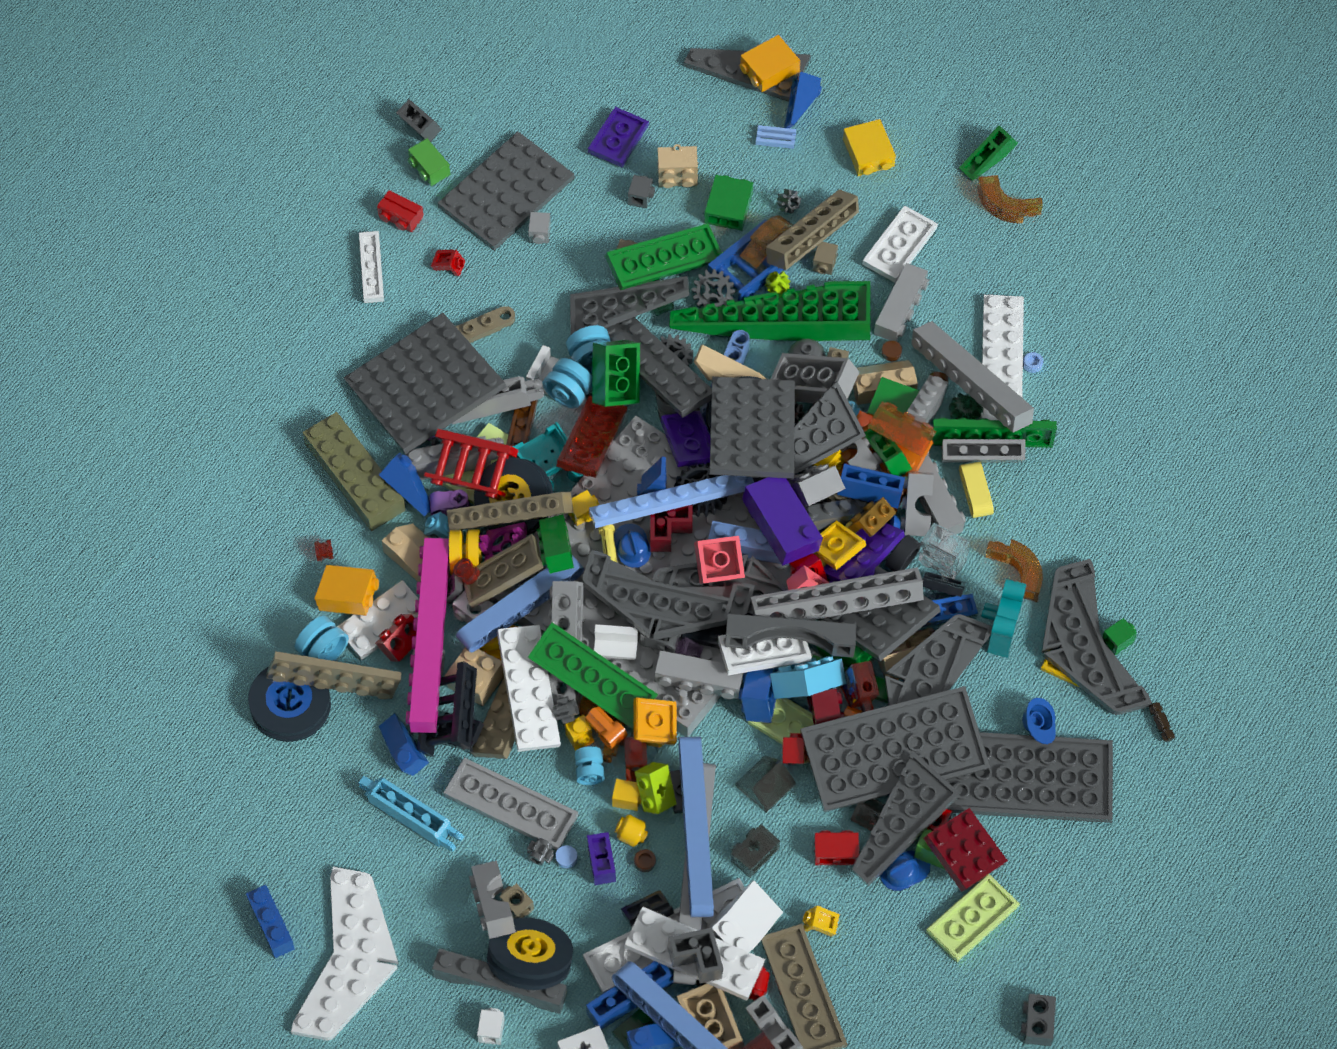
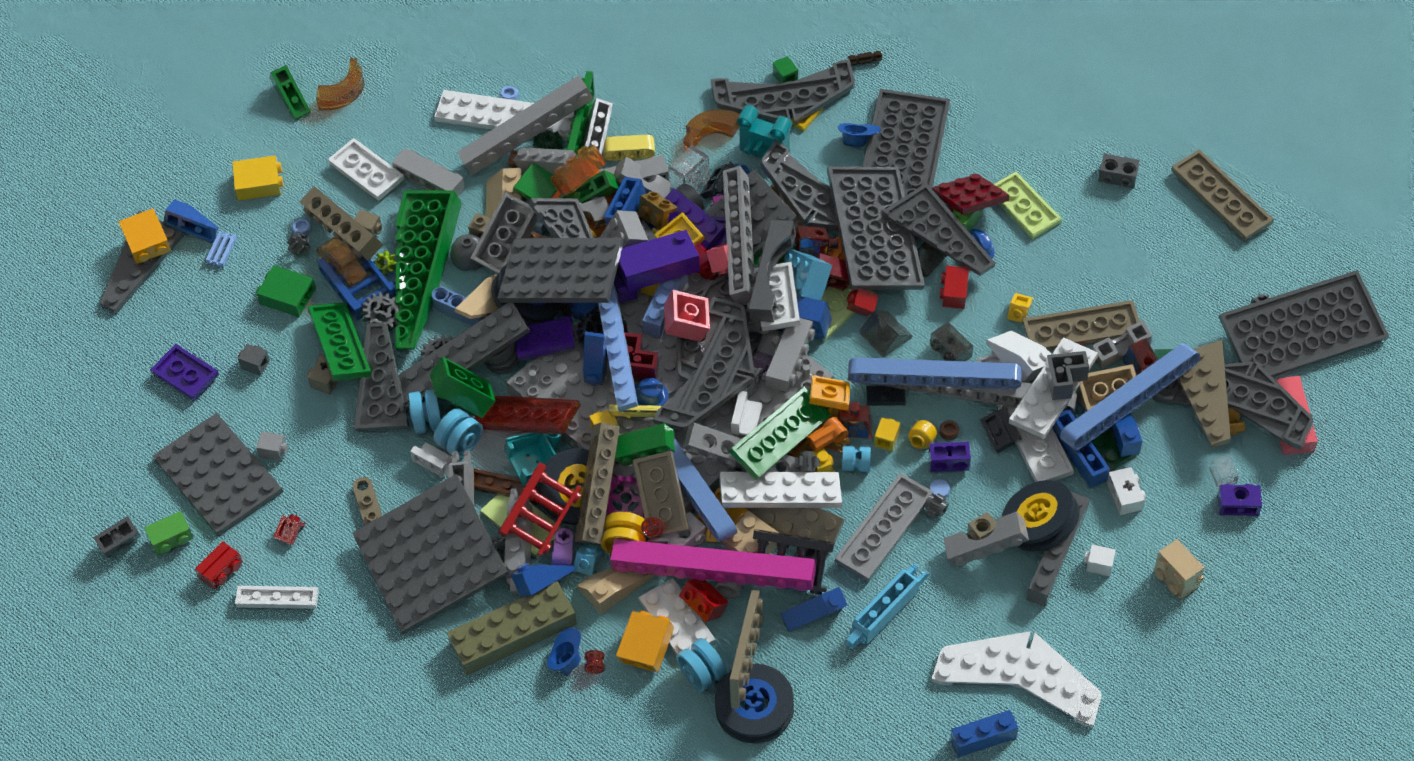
camera: 80 degrees left, 5 degrees down
(328, 522) = (565, 651): none -> blue piece
(655, 788) = (889, 405): lime brick -> none
(677, 166) = (239, 321): tan brick -> none
(813, 200) = (301, 226): none -> light blue tile
(891, 350) = (474, 190): reddish brown tile -> none

